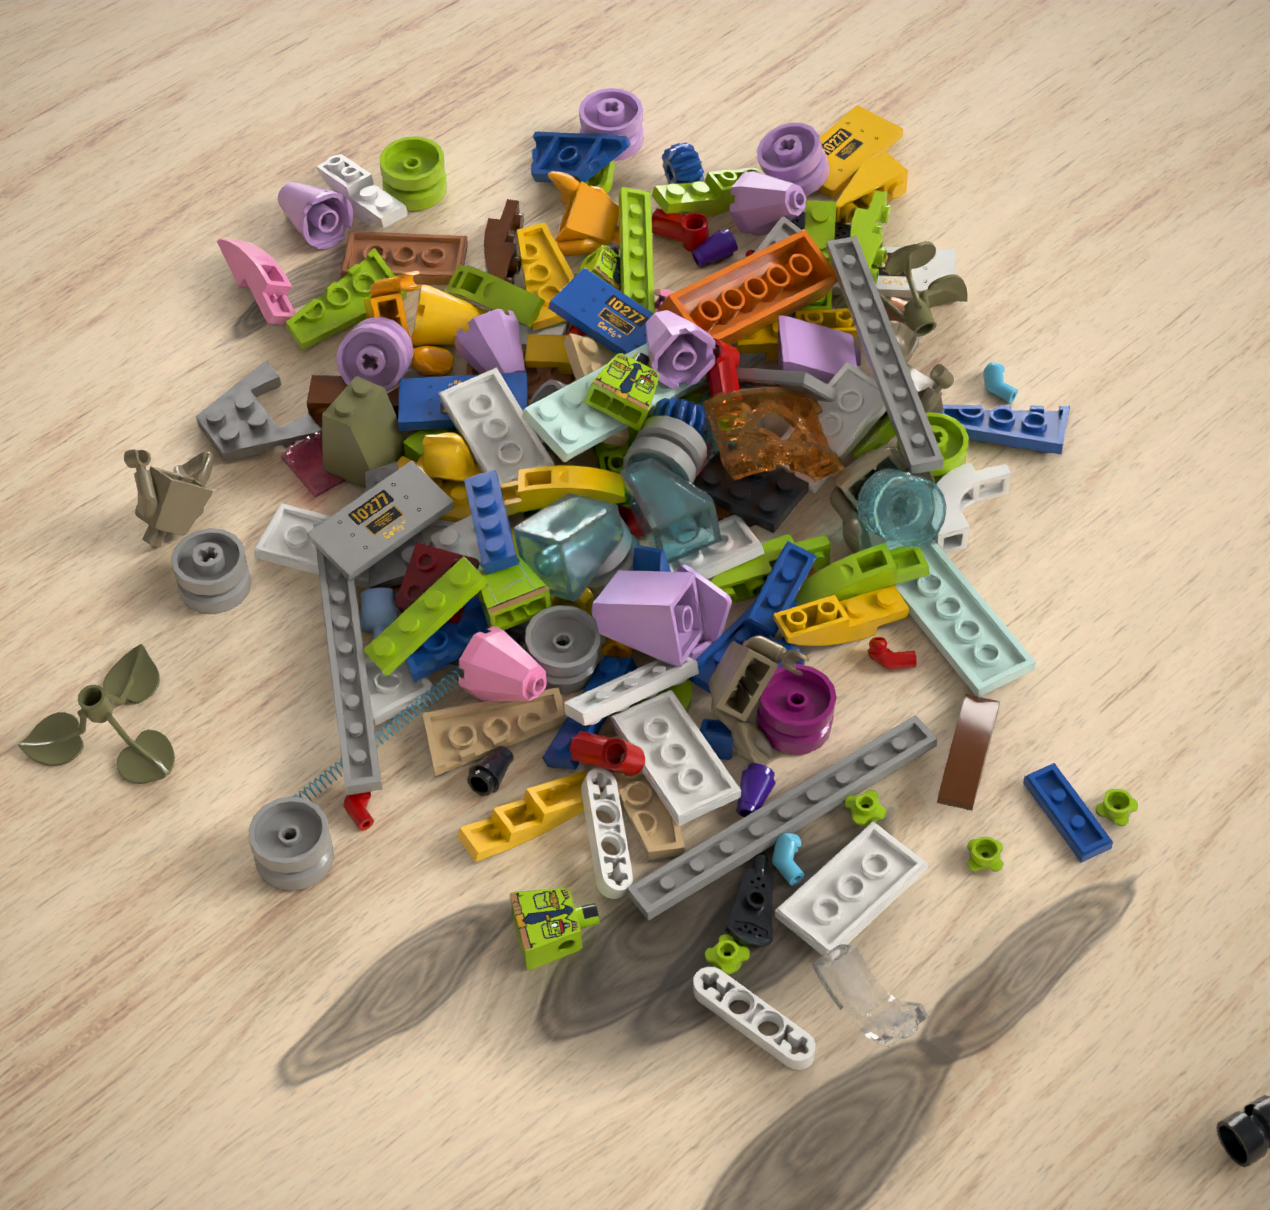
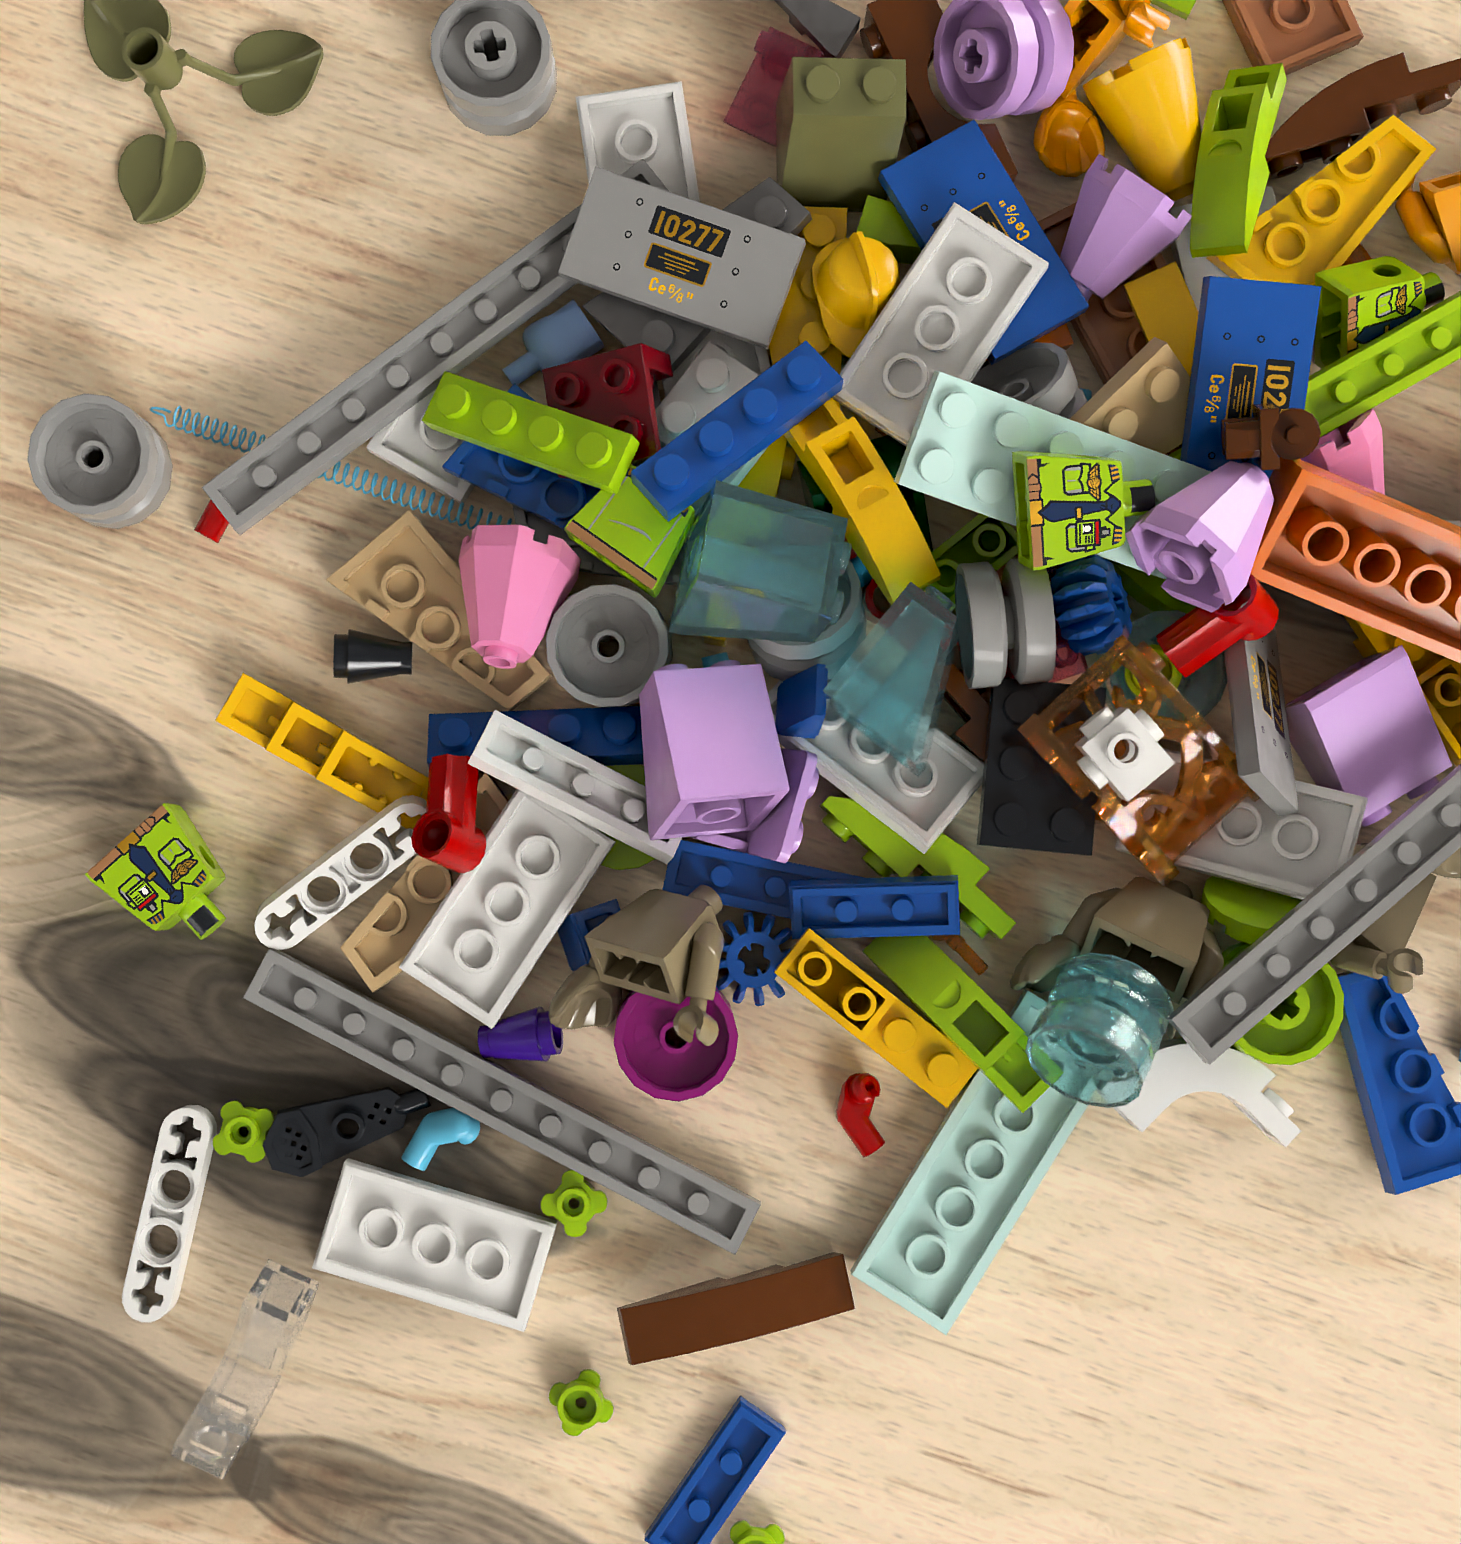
camera: 60 degrees right, 35 degrees up
(640, 307) = (1270, 434): none -> reddish brown hips
(762, 419) = (1143, 756): none -> white brick

